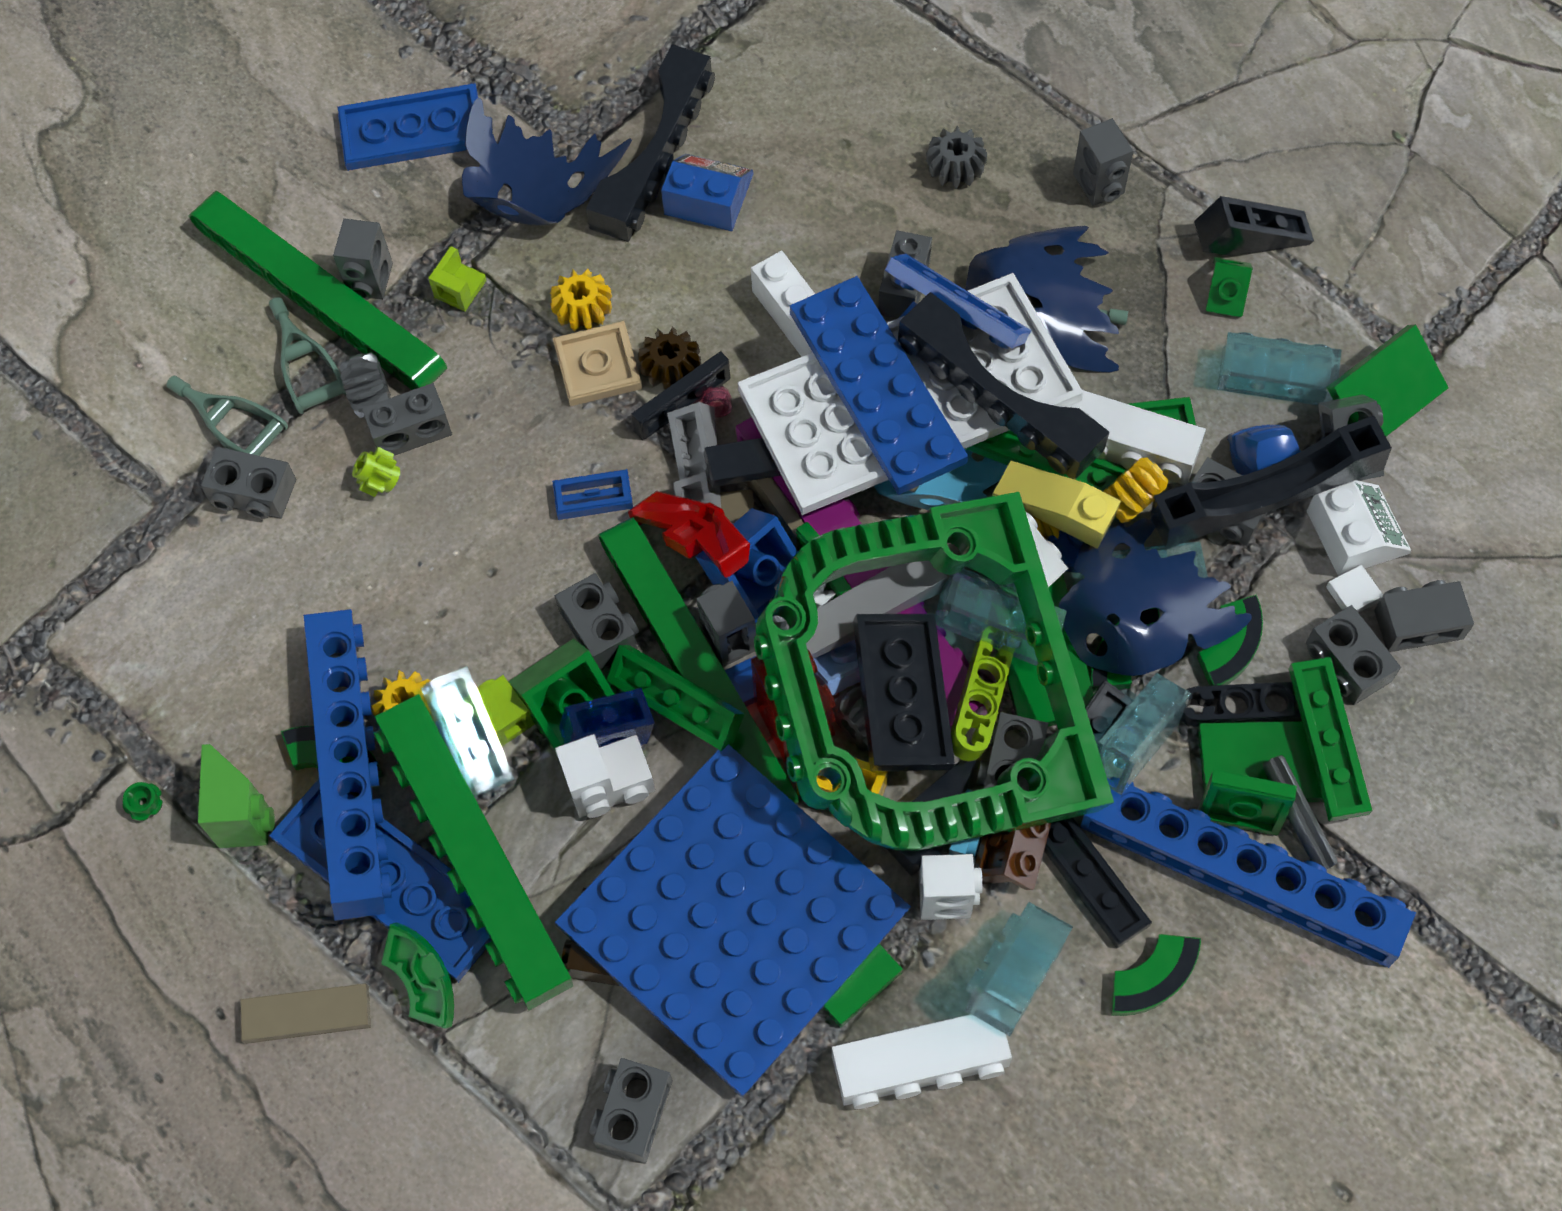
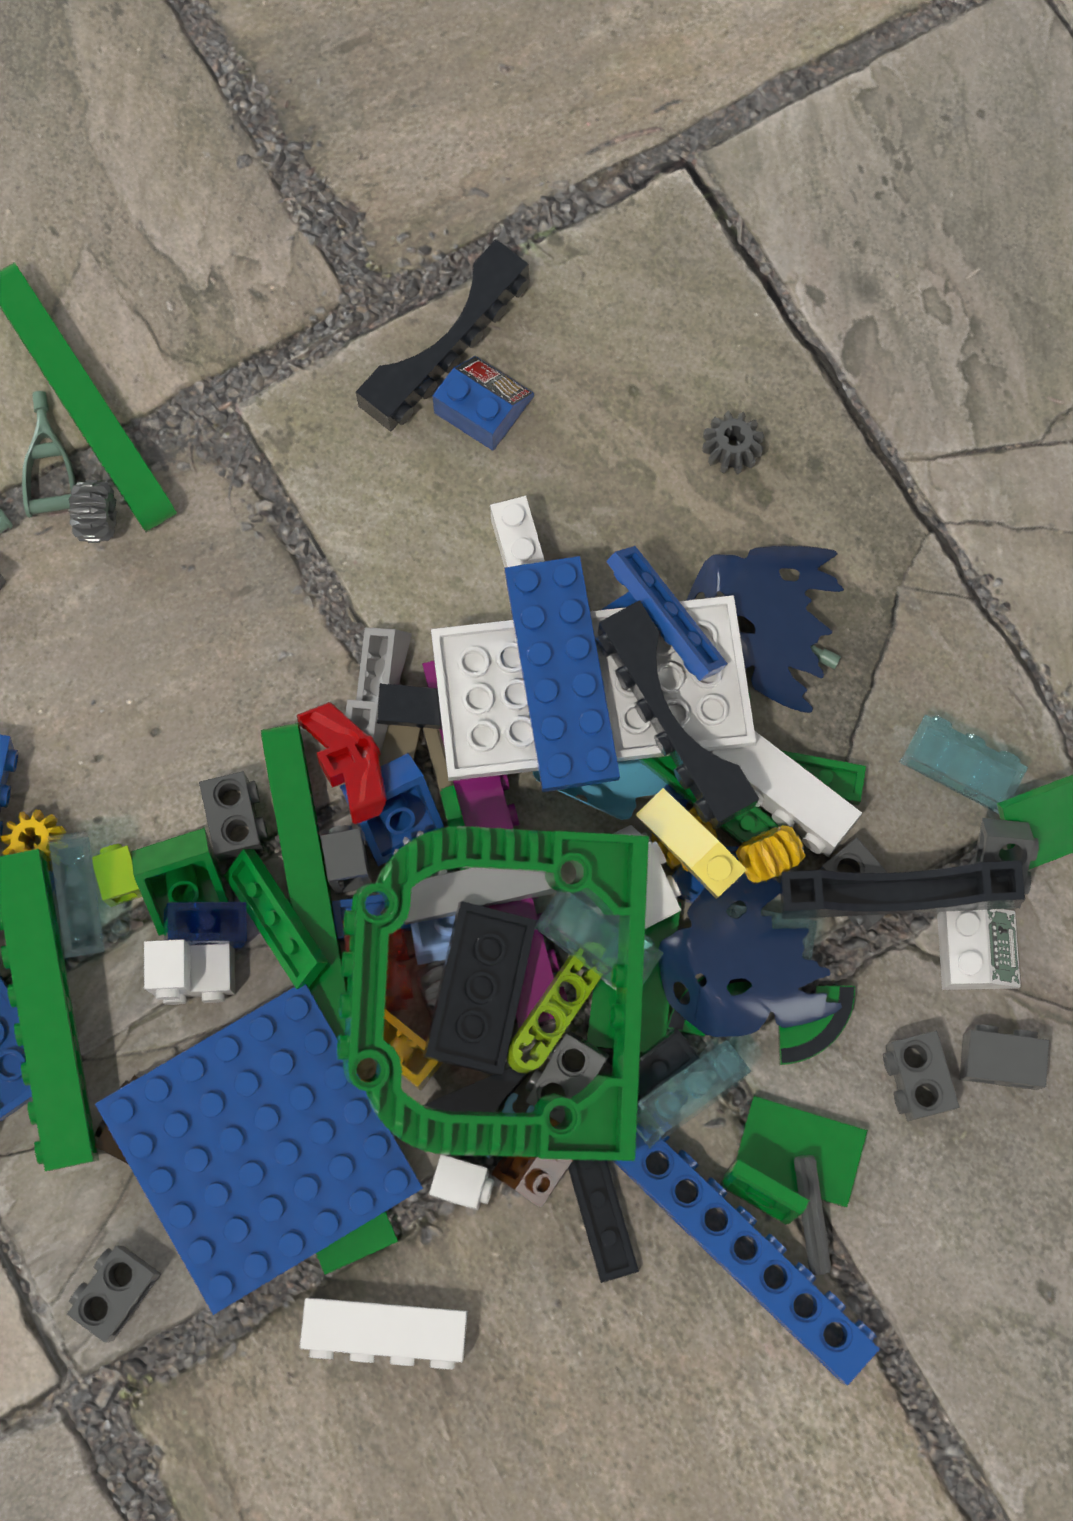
camera: 15 degrees right, 10 degrees up
(363, 258) = (129, 380): dark grey brick -> none
(376, 471) = (77, 601): lime gear -> none
(405, 126) = (223, 246): blue tile -> none
(407, 420) = (121, 559): dark grey brick -> none
(455, 282) = (213, 425): lime panel -> none
(530, 170) = (322, 329): dark blue piece -> none
(581, 300) = (323, 470): yellow gear -> none
(592, 500) = (269, 698): blue tile -> none
(597, 363) = (319, 551): tan tile -> none
(668, 357) = (372, 572): dark brown gear -> none
(682, 393) = (385, 612): black tile -> none
(718, 394) = (418, 626): clear pink hinge -> none
(892, 297) = (652, 539): dark grey brick -> none
(1016, 967) = (495, 1280): clear light blue brick -> none
(1102, 162) = (870, 496): dark grey brick -> none
(1157, 978) = (626, 1324): tile -> none
(1229, 287) = (949, 660): green bracket -> none
(1249, 227) = (993, 607): black slope -> none
(1252, 694) = (814, 1092): black beam -> none
(1261, 447) = (916, 842): blue helmet -> none
(1330, 739) = (866, 1154): green plate -> none
(1354, 589) = (950, 1011): white tile -> none

